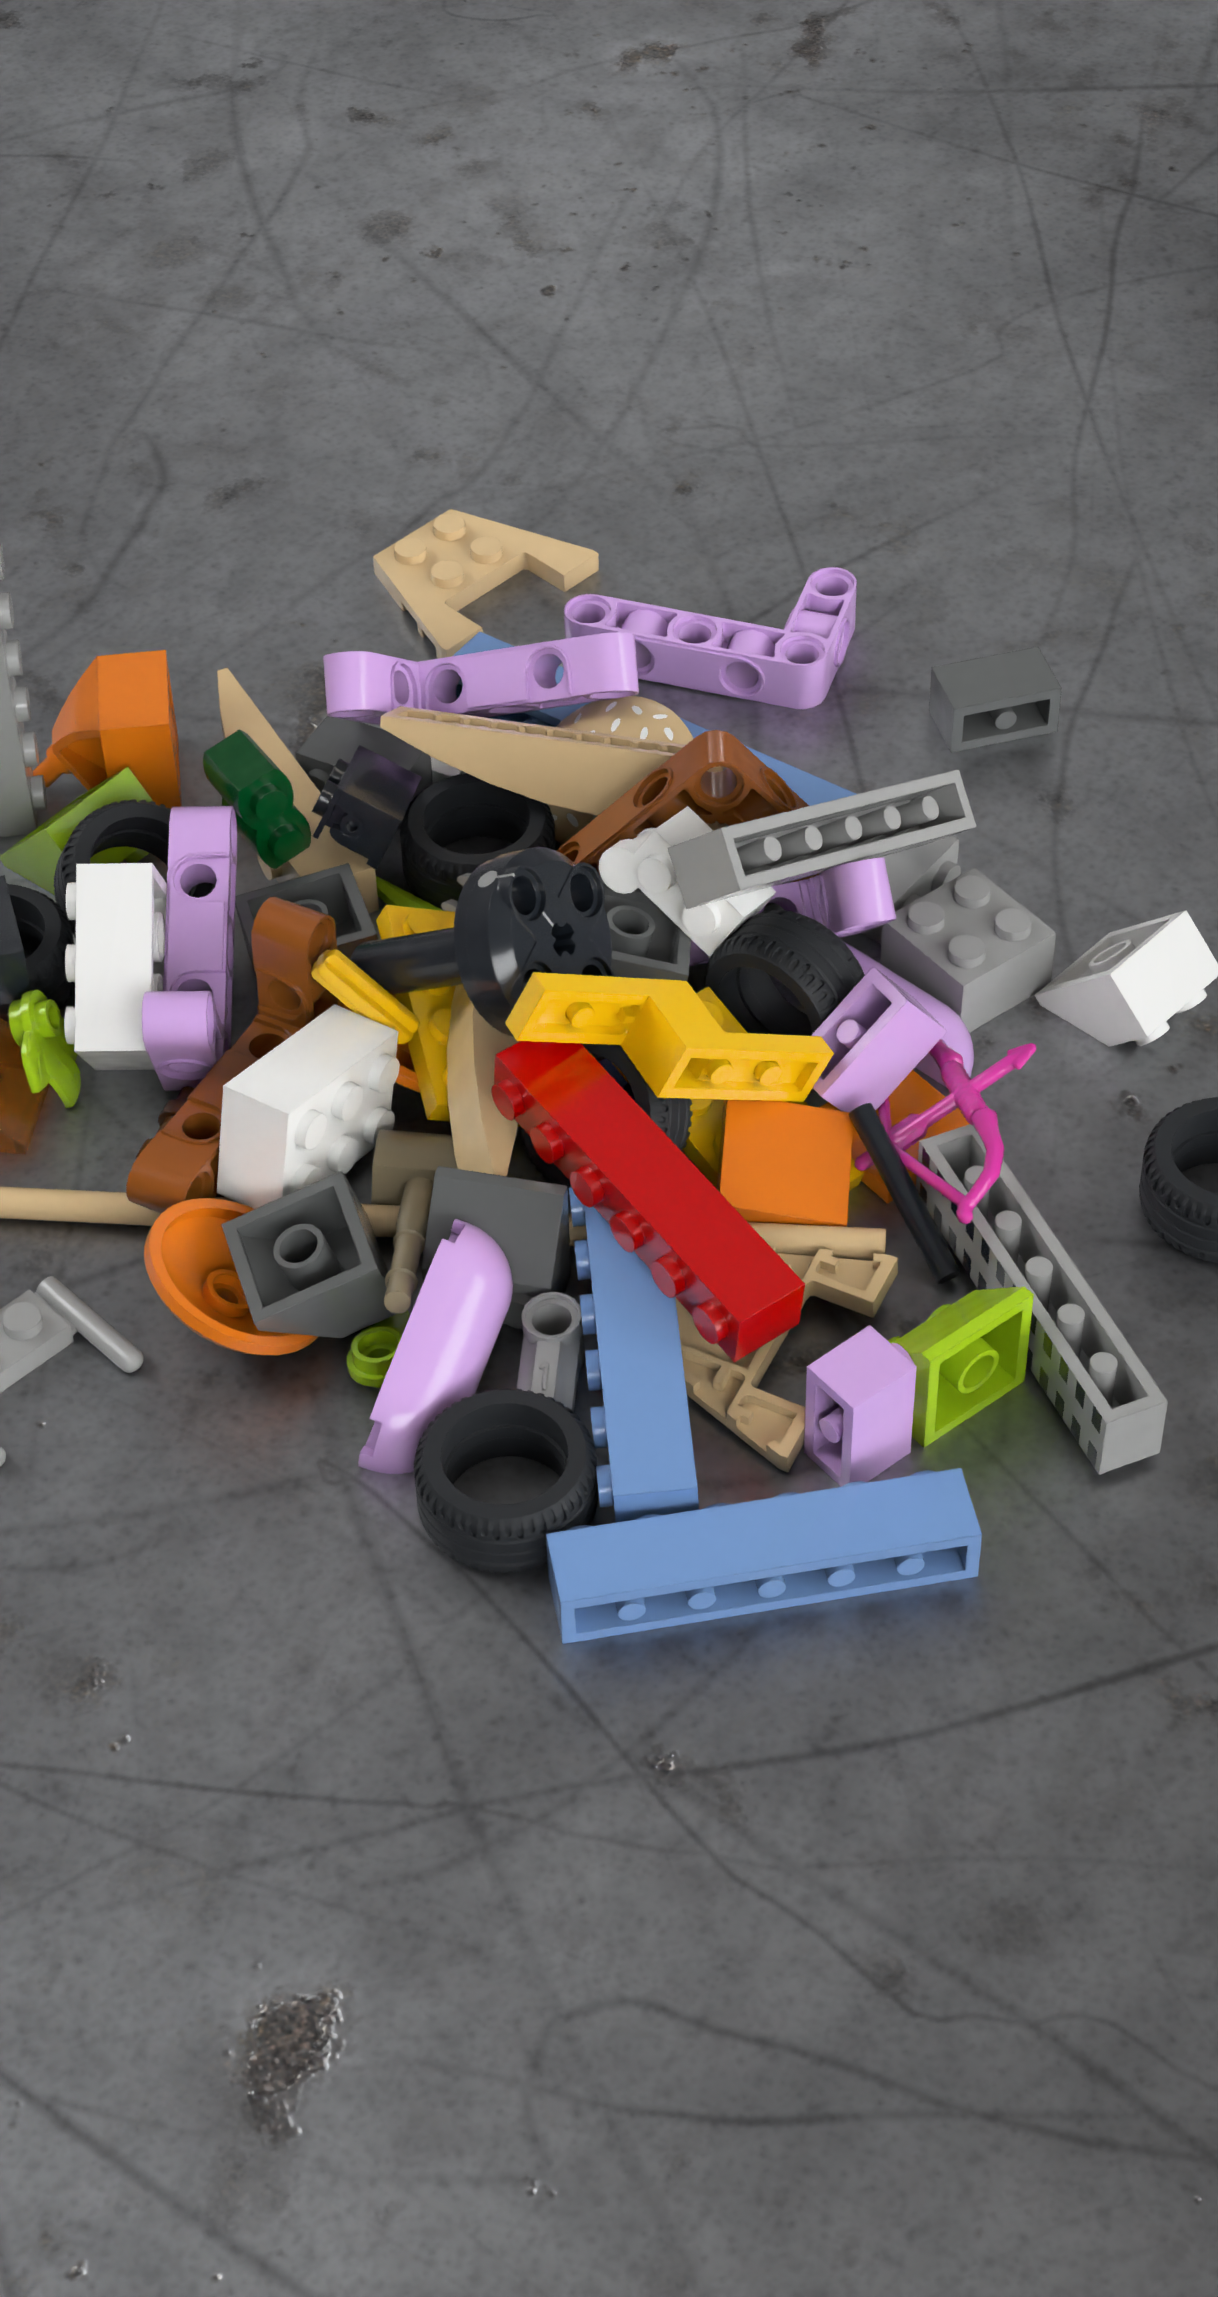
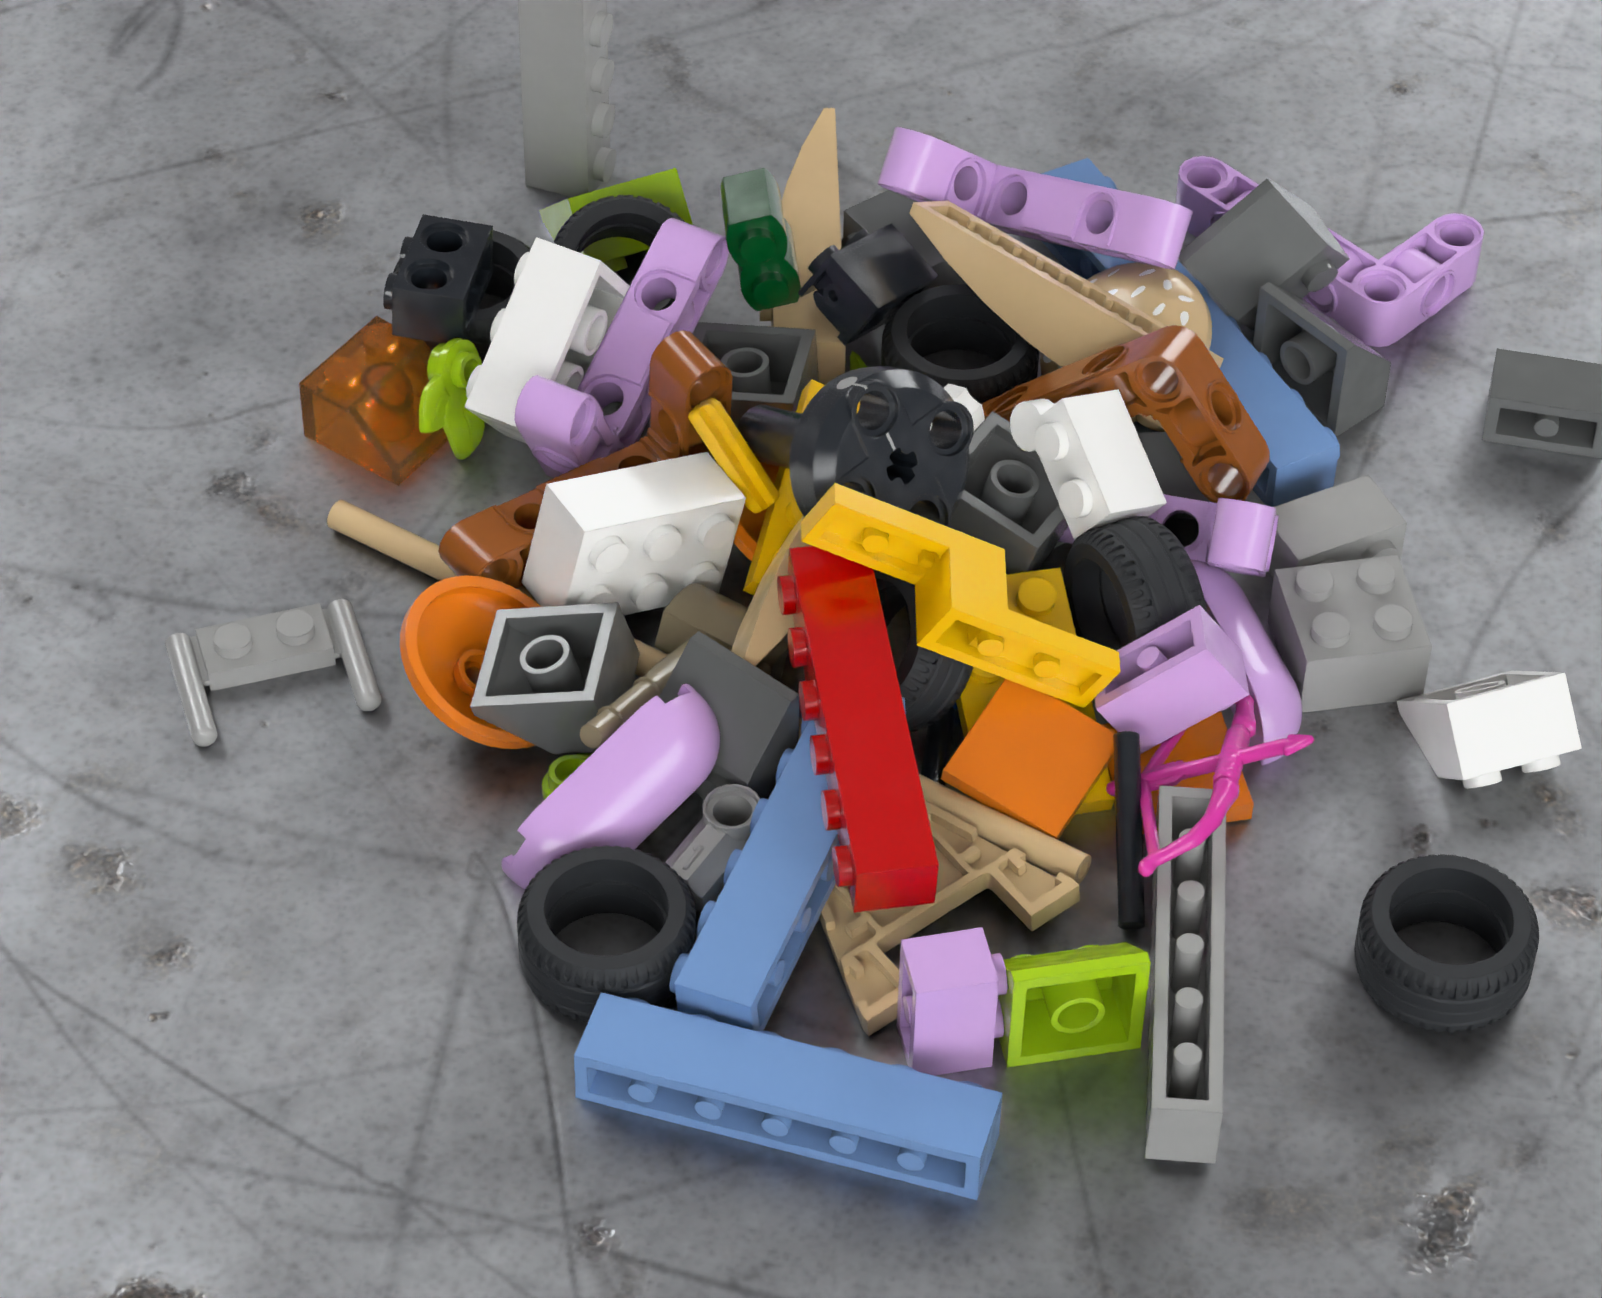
camera: 25 degrees right, 0 degrees up
(117, 720) = (706, 125): orange piece -> none
(462, 559) = (1134, 83): tan wing -> none
(699, 658) = (1263, 241): none -> dark grey slope
(789, 726) = (1320, 359): none -> dark grey slope
(819, 838) = (1229, 466): light grey brick -> none

